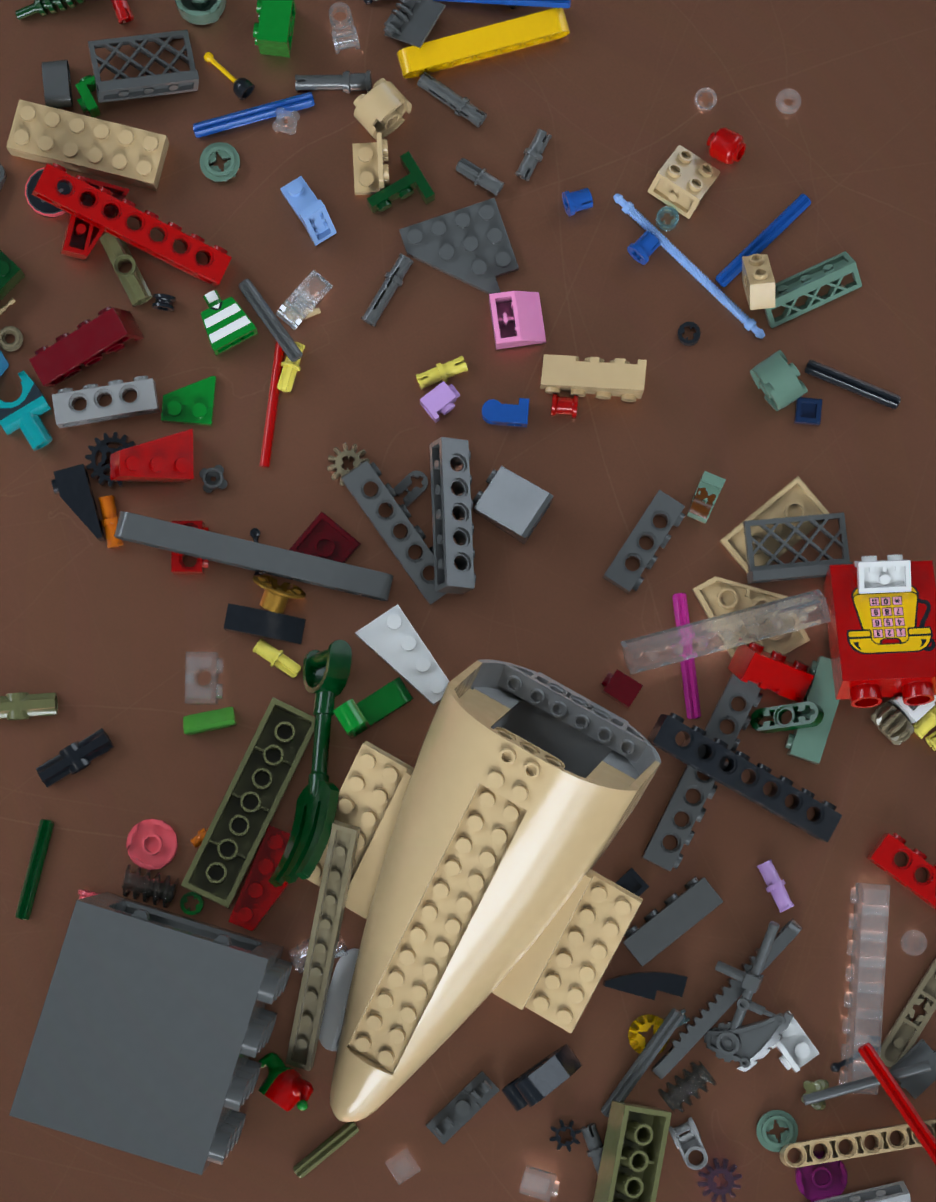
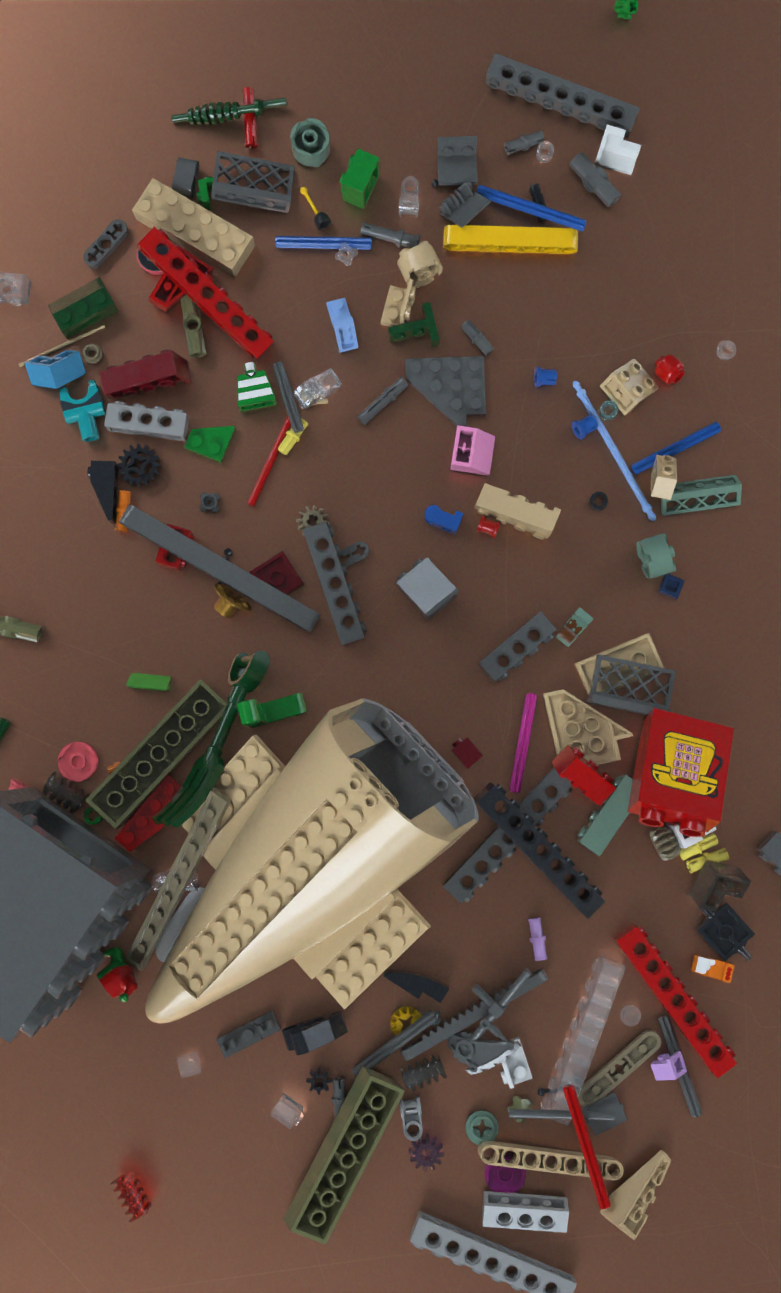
camera: 20 degrees right, 0 degrees up
(74, 757) = (40, 679): black piece -> none
(158, 460) = (169, 474): red wedge -> none
(163, 302) = (213, 360): black bush -> none
(203, 694) = (151, 637): clear brick -> none
(209, 157) = (281, 263): sand green gear -> none
(264, 624) = (212, 622): black slope -> none
(277, 658) = (214, 650): light yellow axle -> none
(325, 1149) = (133, 1034): olive axle -> none
(401, 647) = (310, 672): white wedge -> none
(439, 400) = (396, 494): lavender brick -> none
(441, 372) = (404, 474): light yellow pin -> none
(445, 527) = (360, 630): dark grey brick -> none
(456, 102) = (479, 280): dark grey pin -> none
(533, 154) = (522, 333): dark grey pin -> none
(632, 882) = (427, 904): black plate -> none
(671, 921) = (451, 941): dark grey brick -> none
(711, 94) = (658, 333): clear bush -> none
(725, 631) = (558, 734): clear brick -> none
(796, 722) = (592, 819): dark green beam -> none
(852, 384) = (711, 576): black axle -> none
(883, 575) = (693, 728): white bracket -> none

